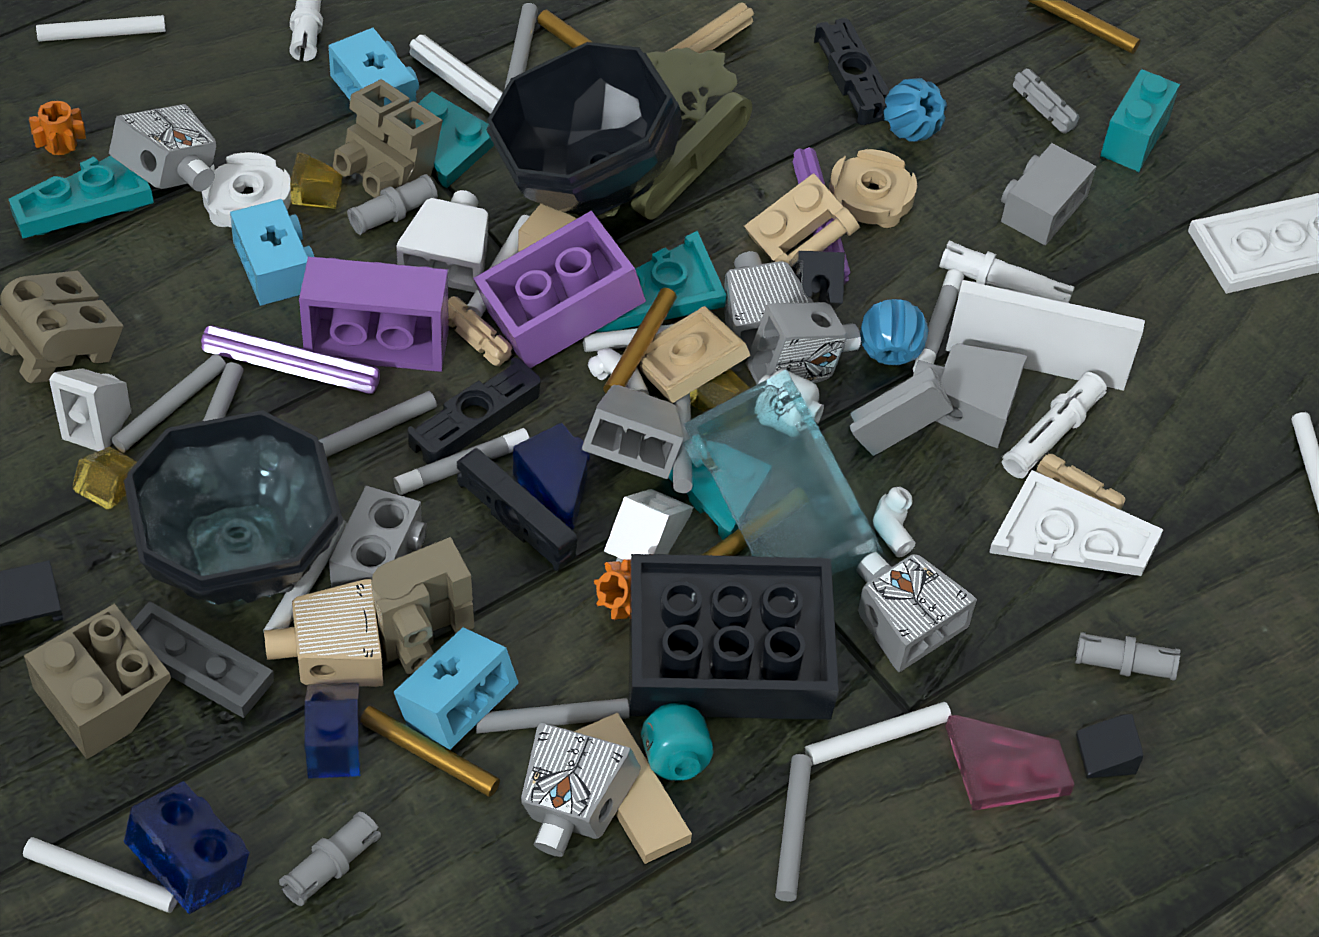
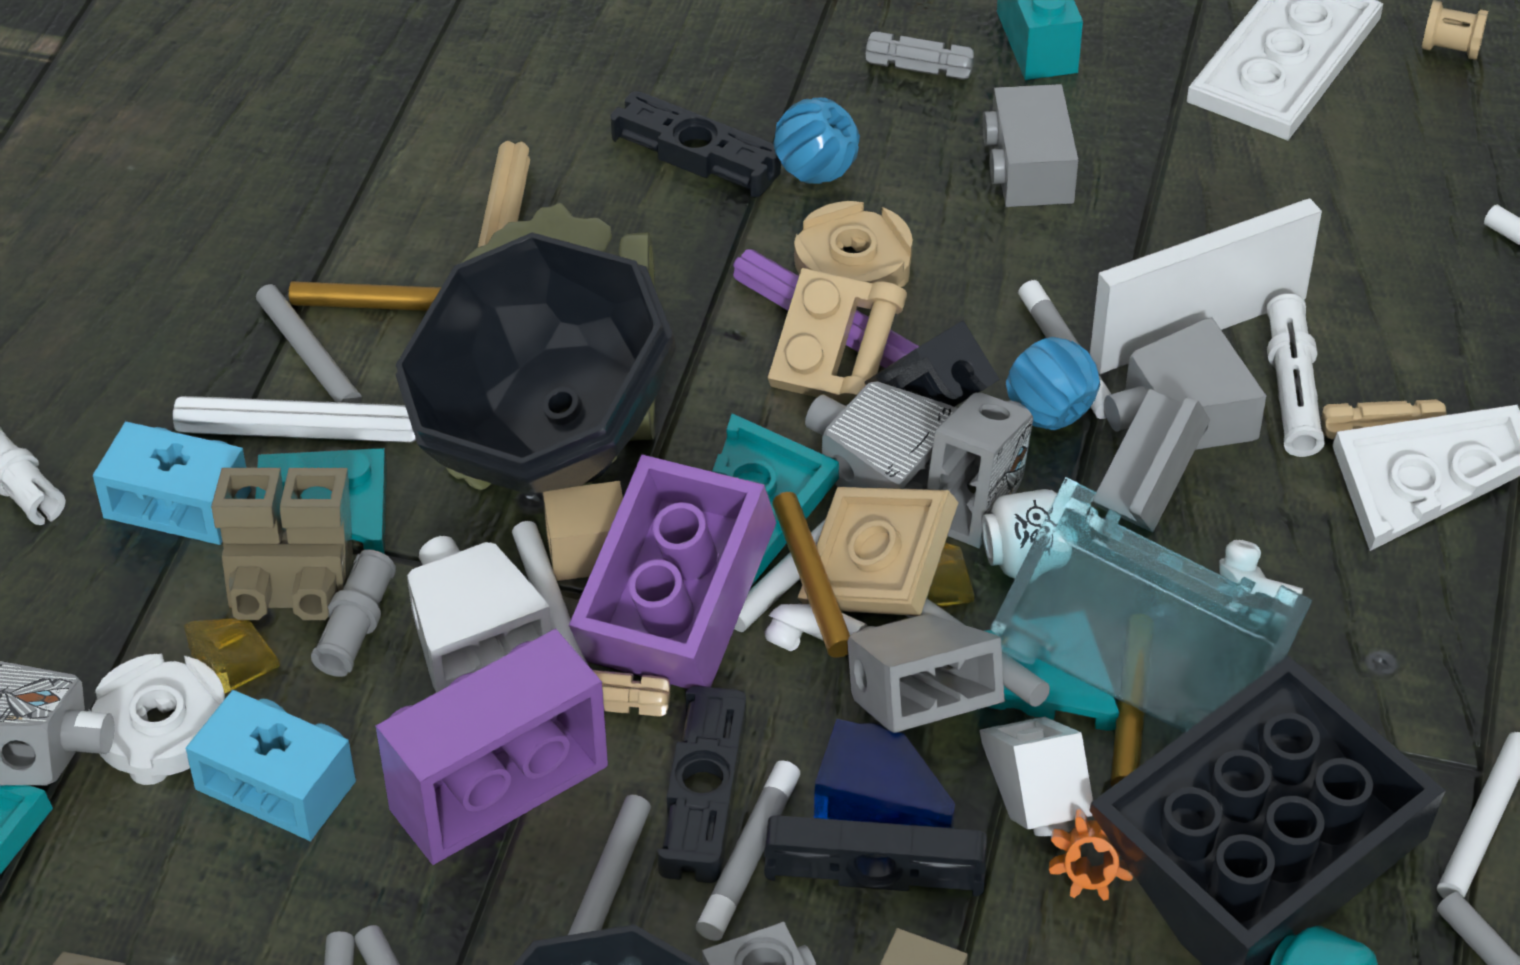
camera: 35 degrees left, 5 degrees down
(290, 359) = (423, 876): axle -> none
(911, 607) = (1380, 657): light grey torso -> none
(998, 273) = (1066, 259): white pin -> none

